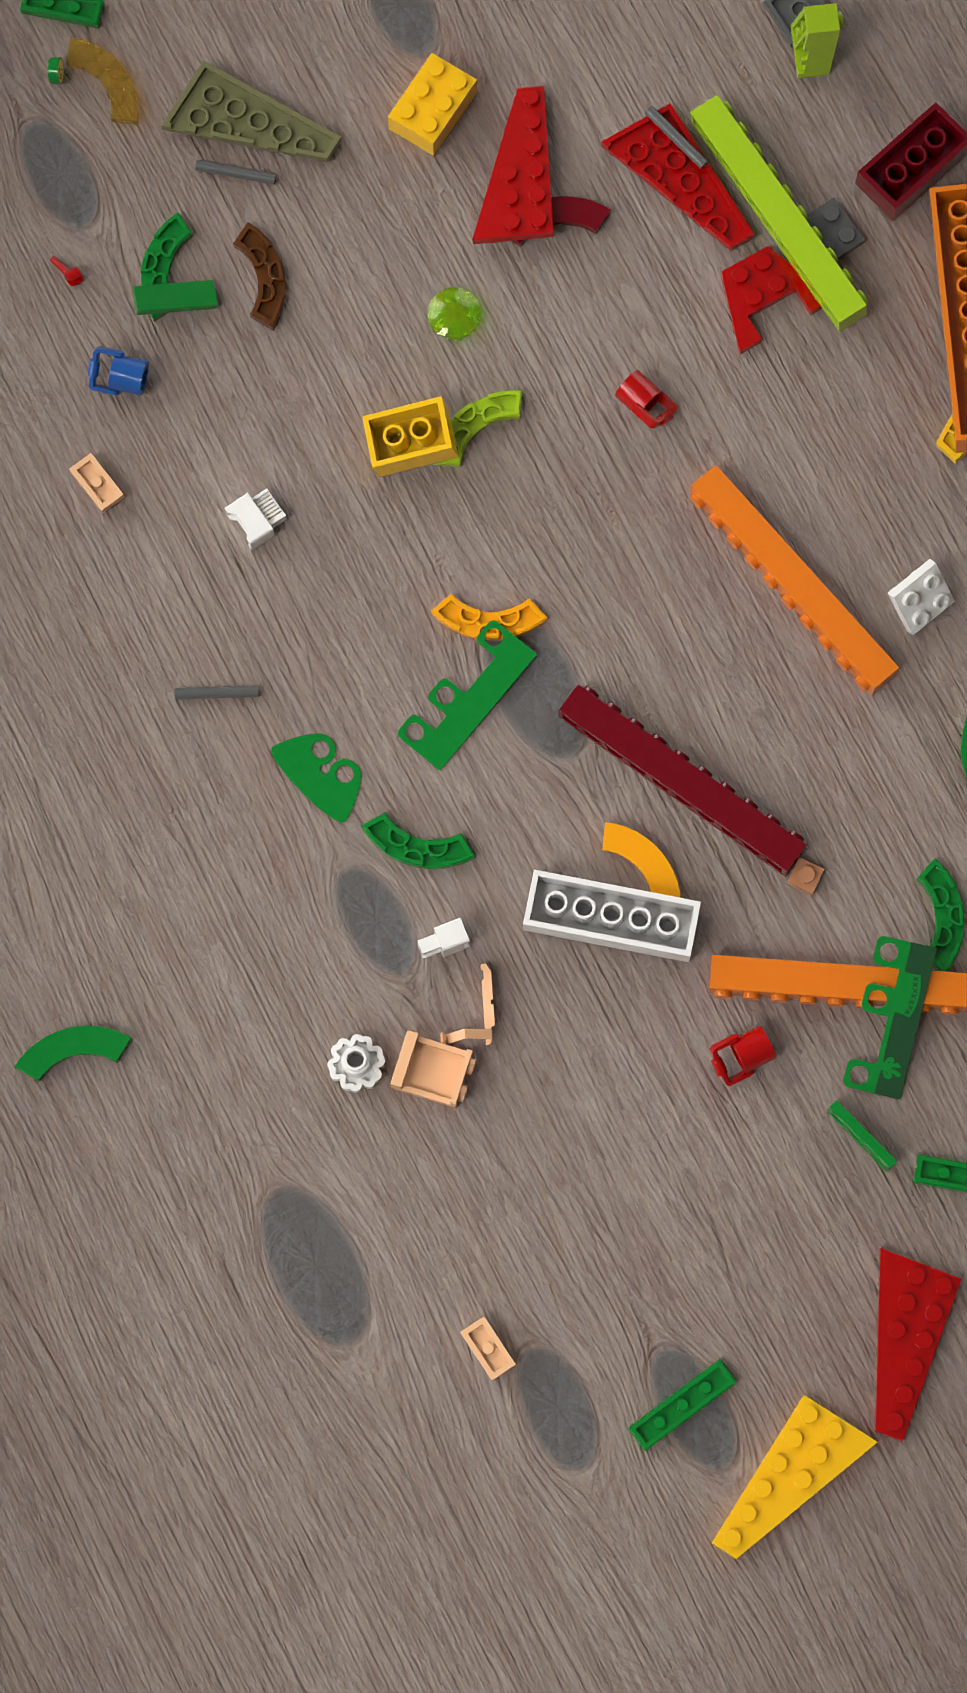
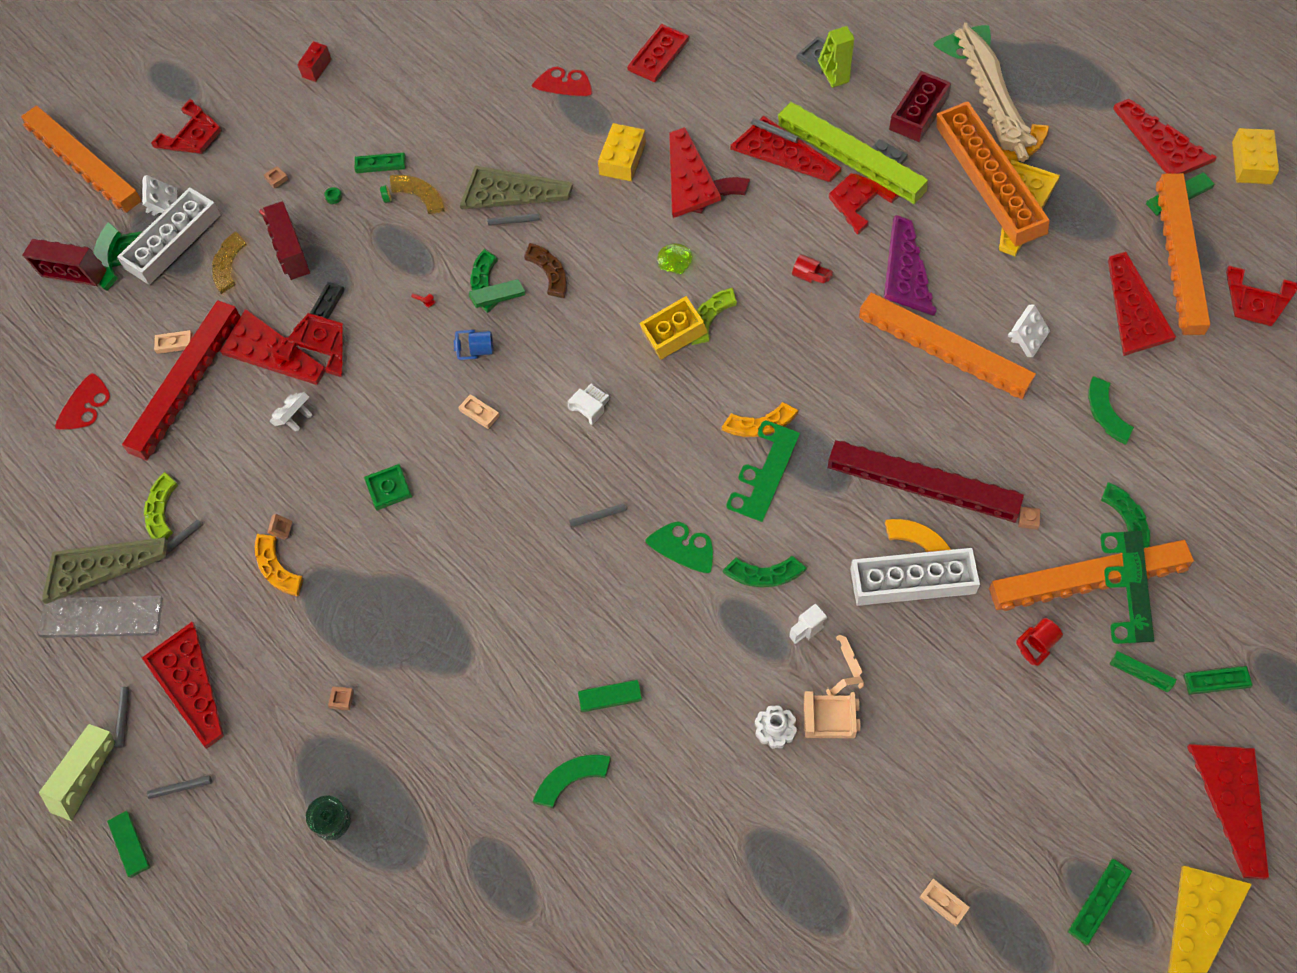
camera: 15 degrees left, 15 degrees down
(155, 955) = (609, 696): none -> green tile
(782, 445) = (906, 273): none -> magenta wing

